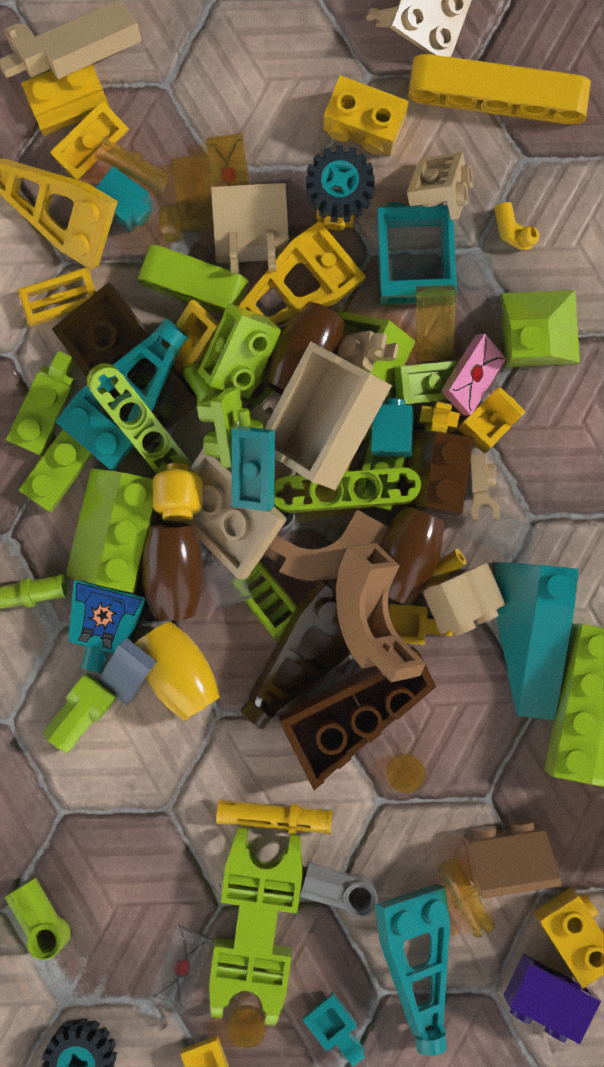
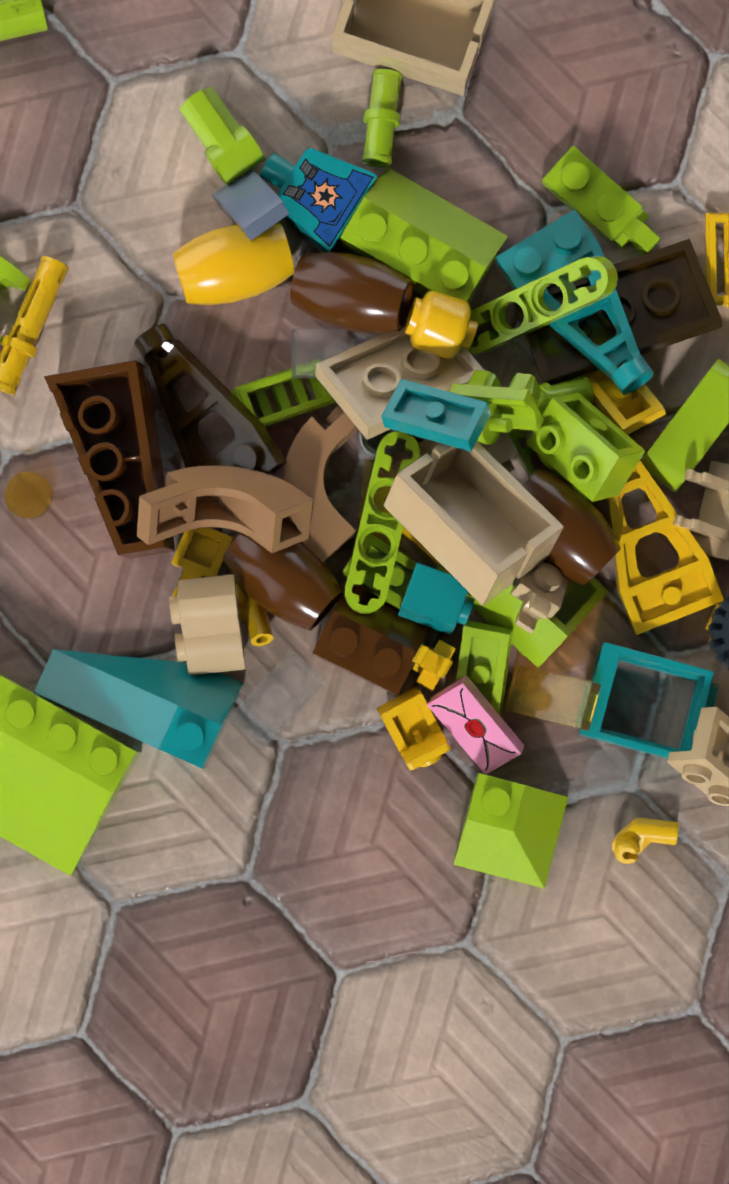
camera: 110 degrees right, 0 degrees up
(56, 471) = (515, 192): lime plate -> none
(483, 477) = (347, 695): tan plate -> none

